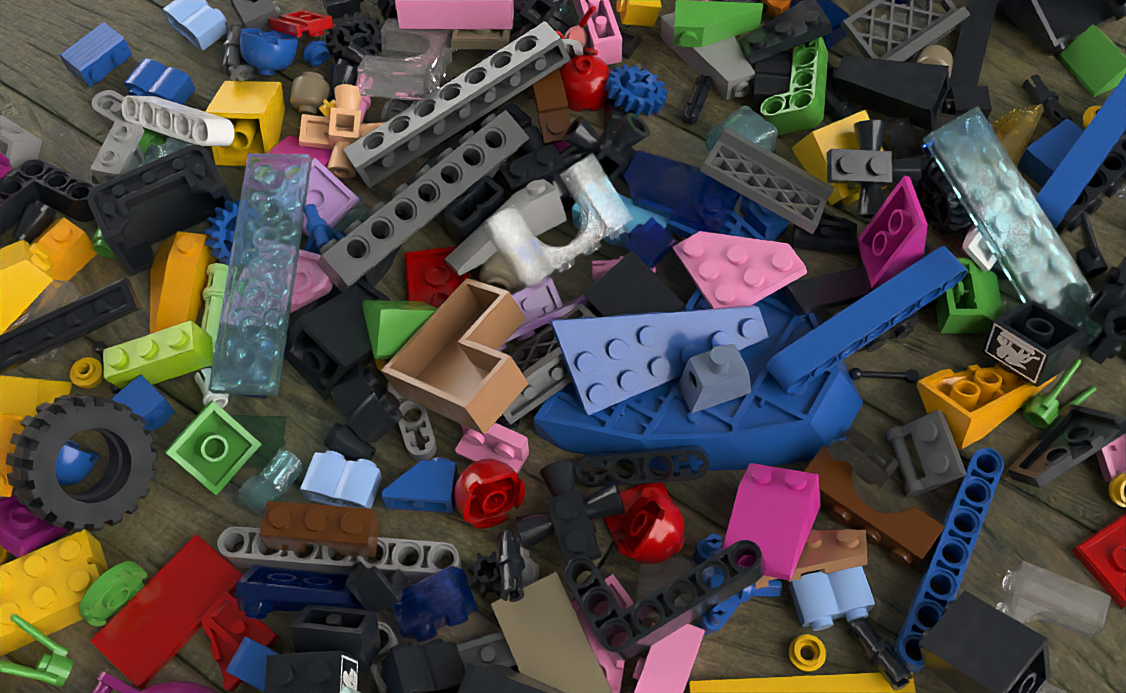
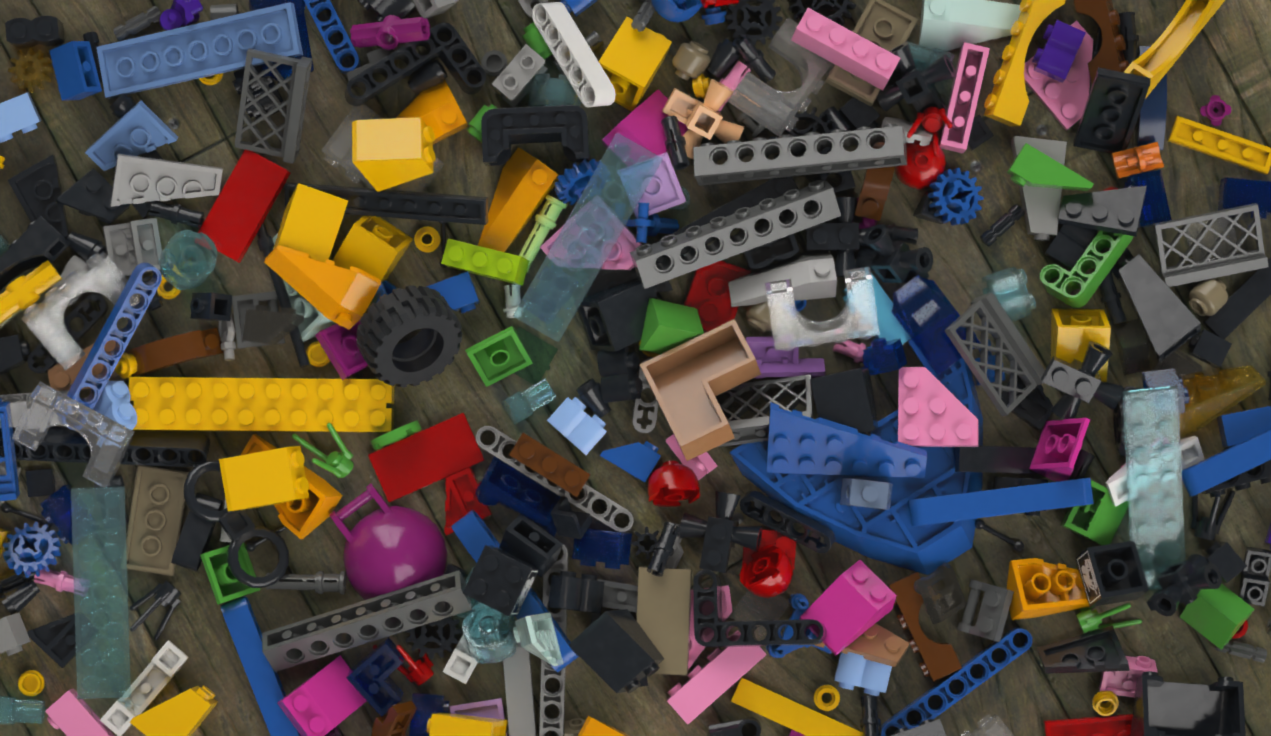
camera: 25 degrees right, 25 degrees up
(324, 154) = (677, 153): none -> black pin

